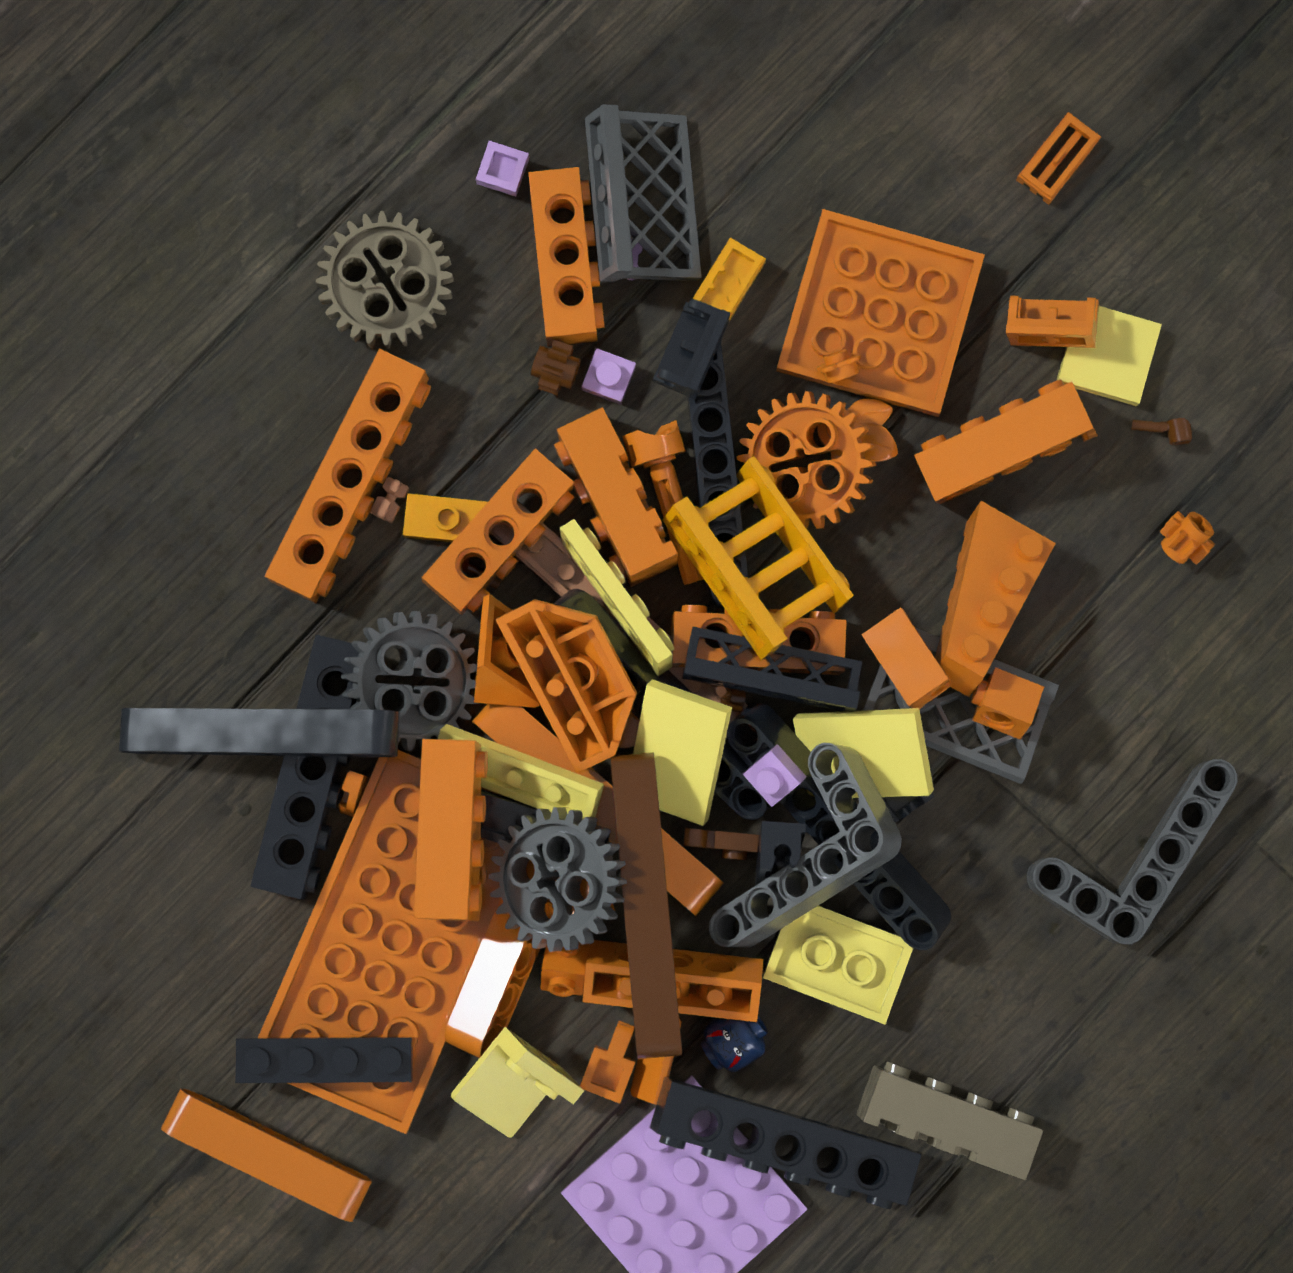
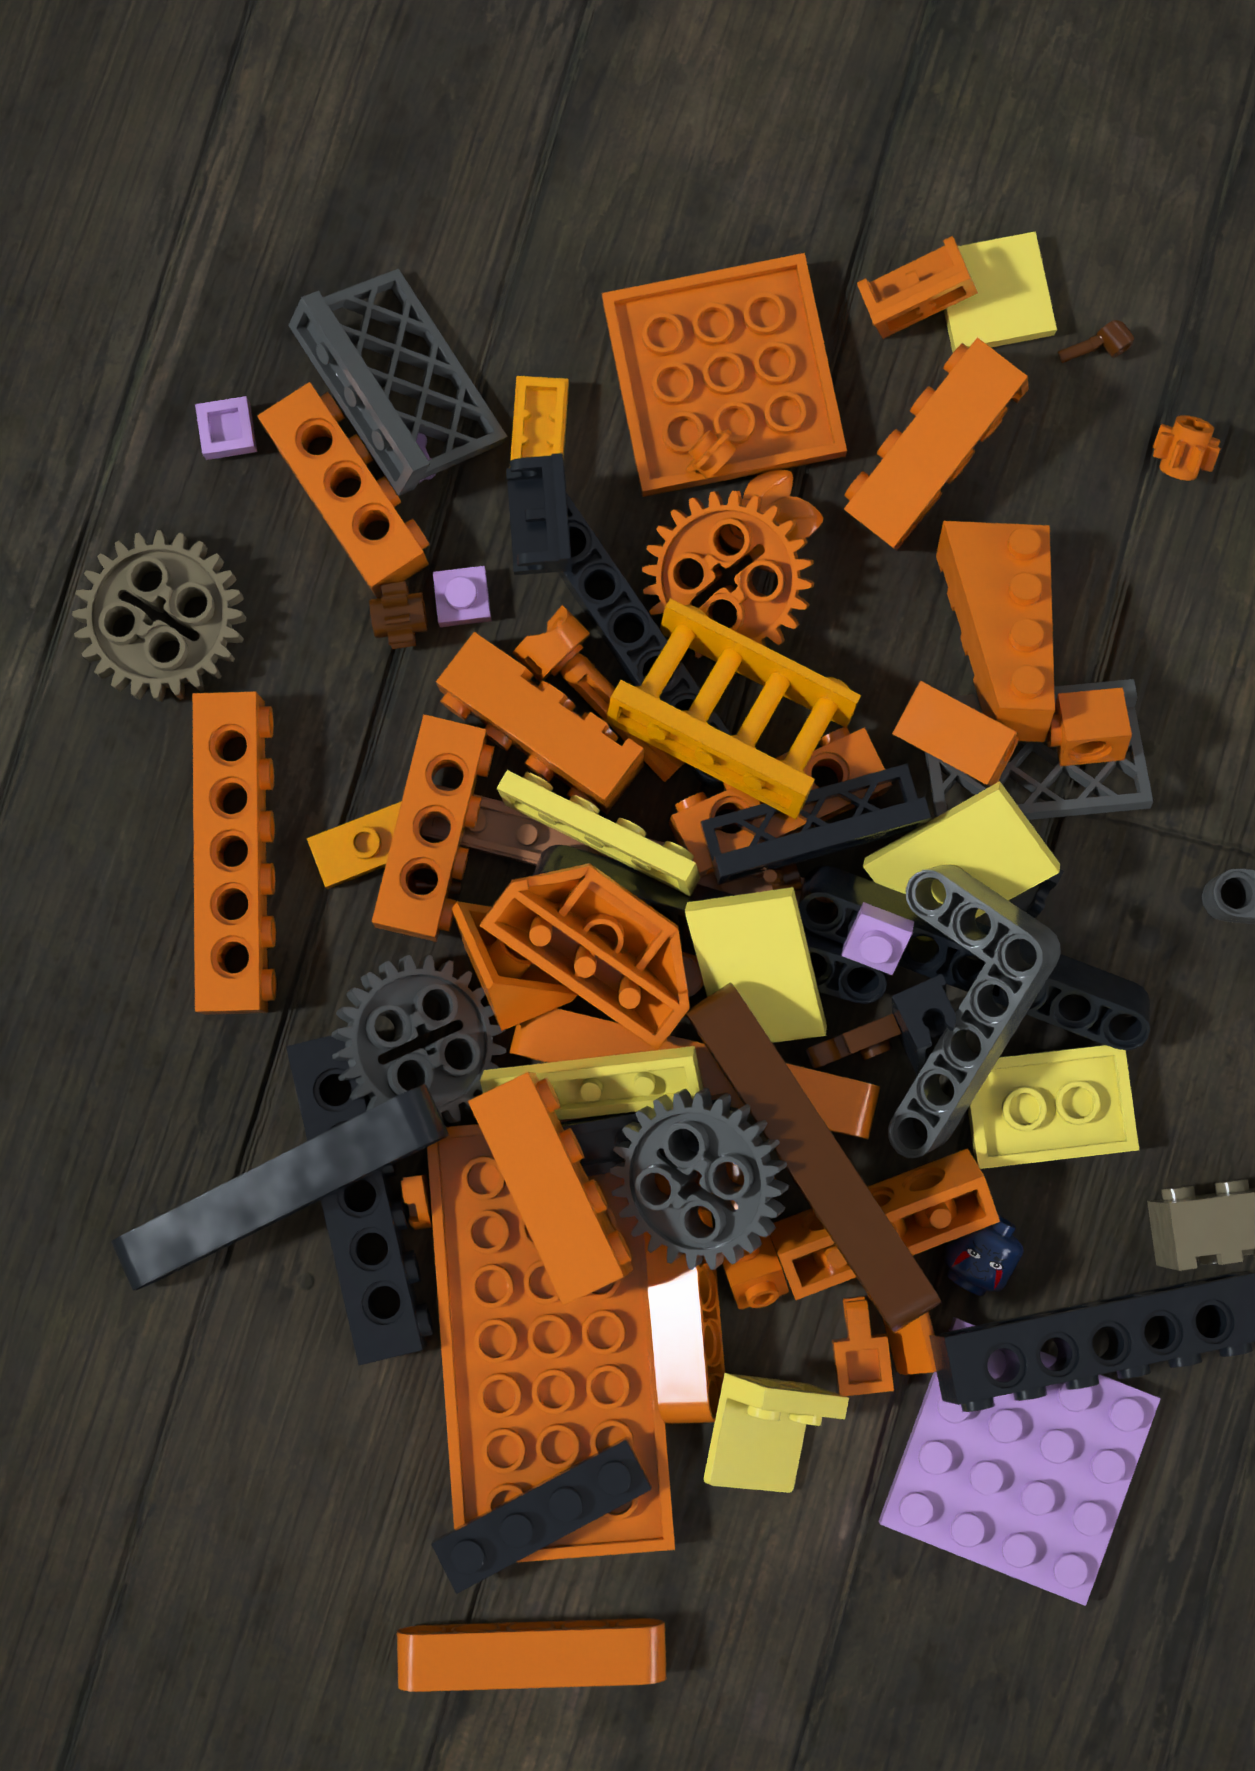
camera: 20 degrees left, 0 degrees up
(386, 507) = (290, 866): nougat piece -> none
(1037, 185) = (821, 149): orange tile -> none

